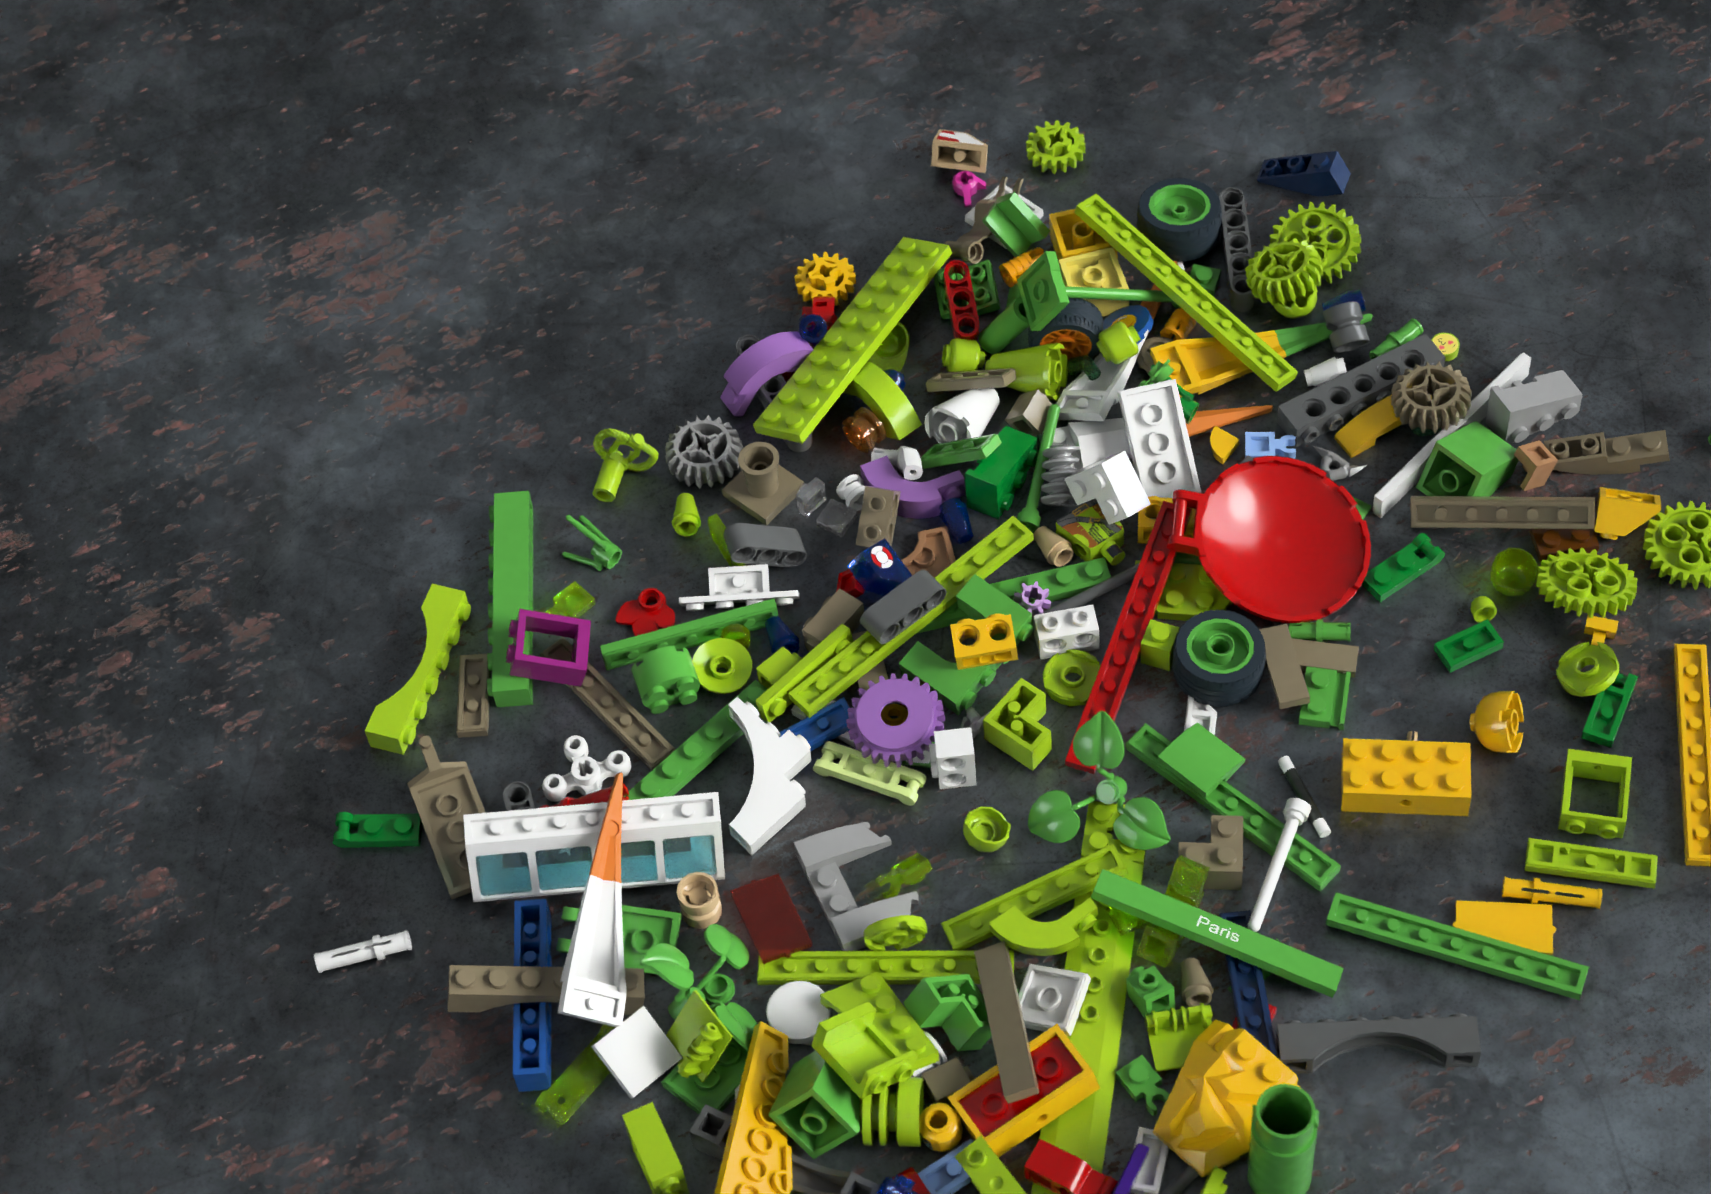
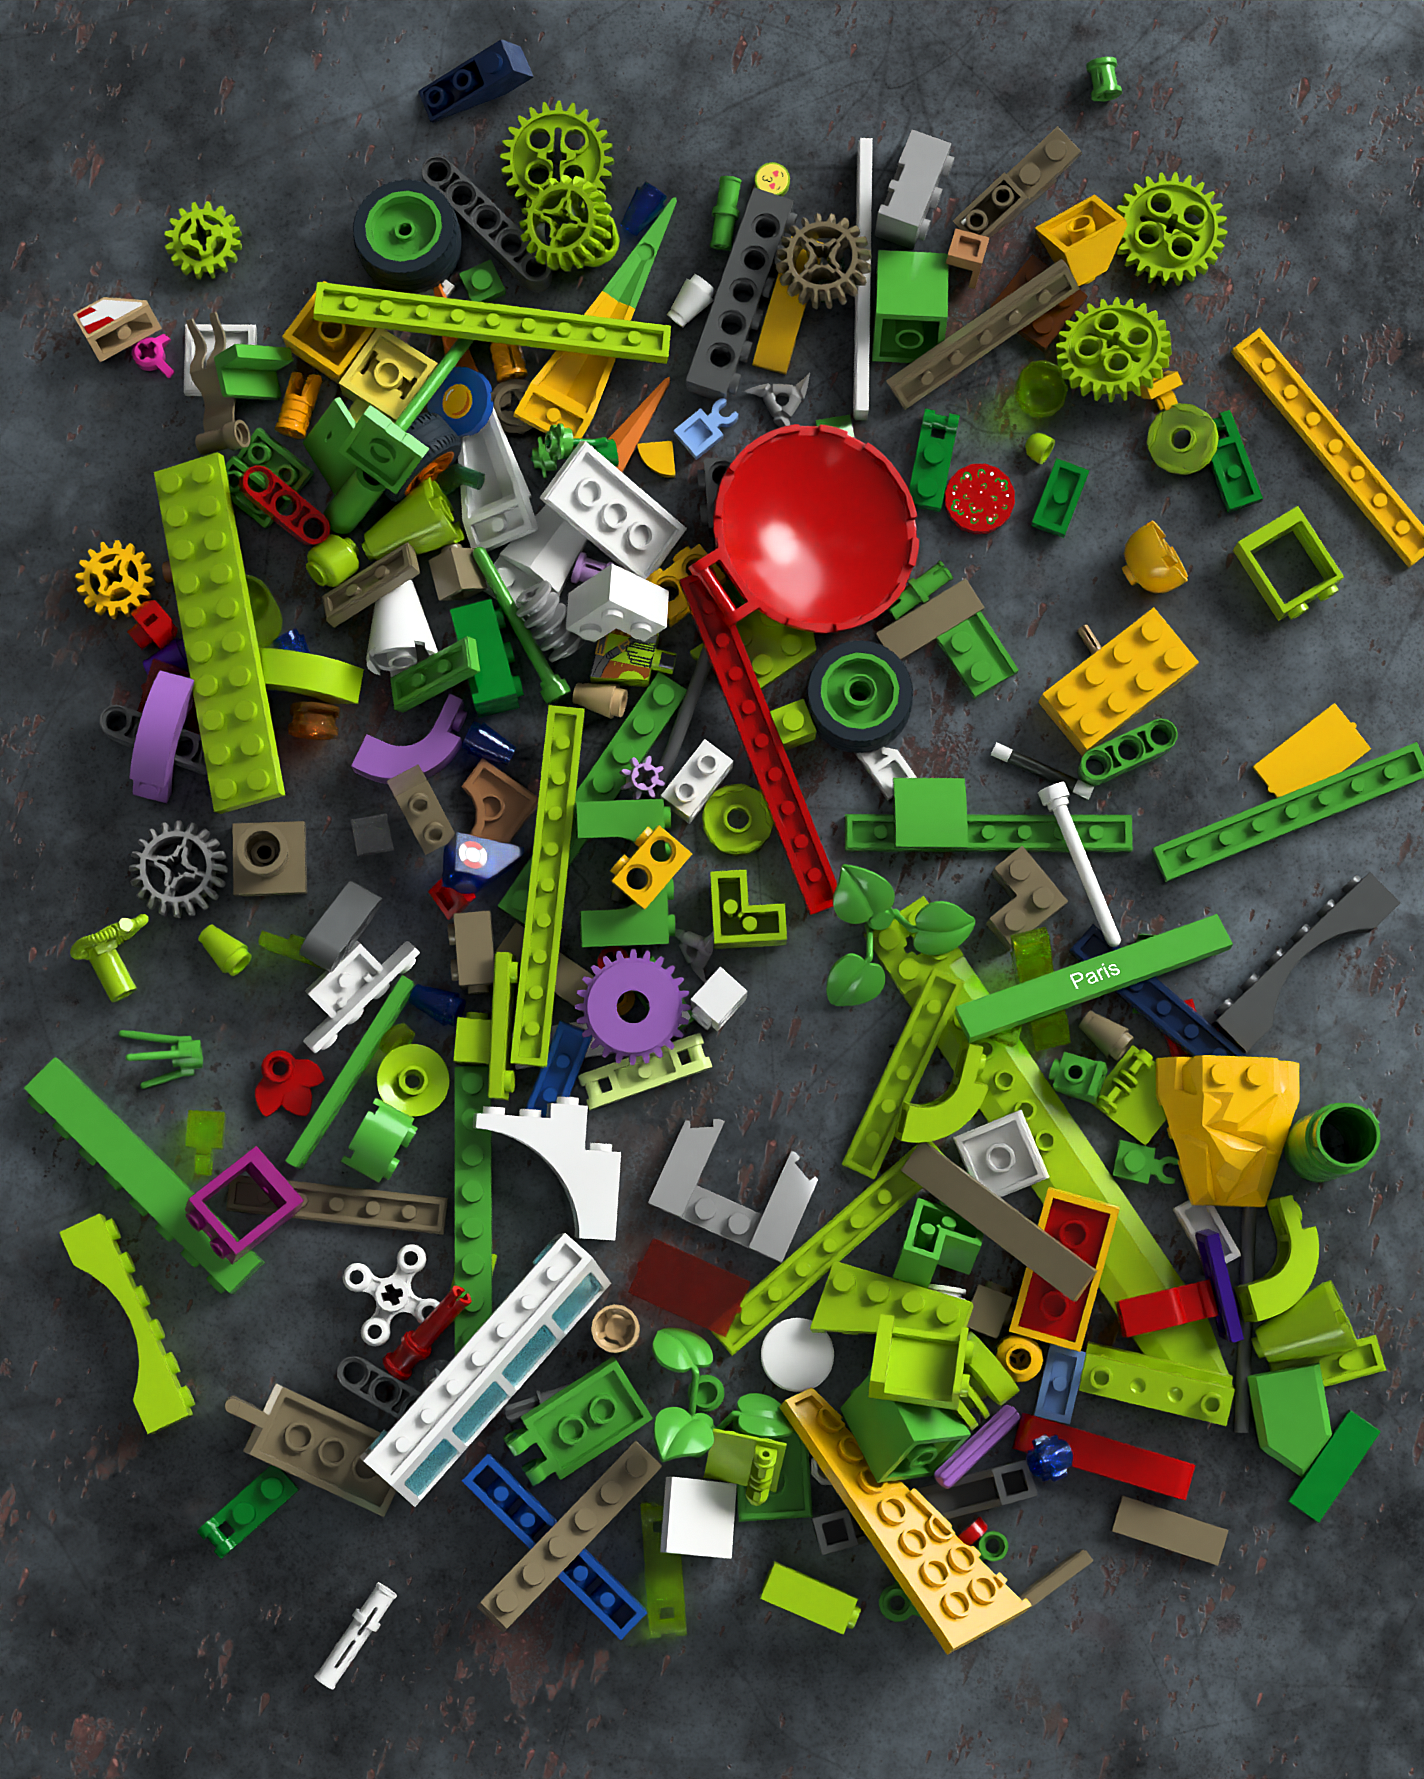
camera: 50 degrees left, 25 degrees up
(473, 696) = (202, 1302): dark tan tile -> none
(594, 964) = (609, 1487): white plate -> none
(811, 496) = (326, 833): clear plate -> none
(815, 331) = (169, 656): clear blue cone -> none
(852, 491) = (368, 796): white wheel -> none
(858, 1160) = (977, 1446): none -> medium lavender axle
(898, 931) = (820, 1214): lime tile -> none
(903, 606) = (540, 890): dark grey beam -> none
(905, 460) = (384, 721): white arm -> none
(906, 872) = (769, 1140): clear neon green plate -> none
(986, 829) = (803, 1041): lime hair -> none
(1118, 343) = (481, 433): lime head -> none
(1284, 667) = (923, 658): dark tan tile -> none
(1346, 327) = (673, 238): dark grey wheel -> none
(1382, 835) = (1137, 738): none -> bright green beam
(1413, 610) = (979, 498): none -> red tile
(1590, 896) = (1314, 701): yellow pin -> none
(1591, 863) = (1336, 635): lime plate -> none

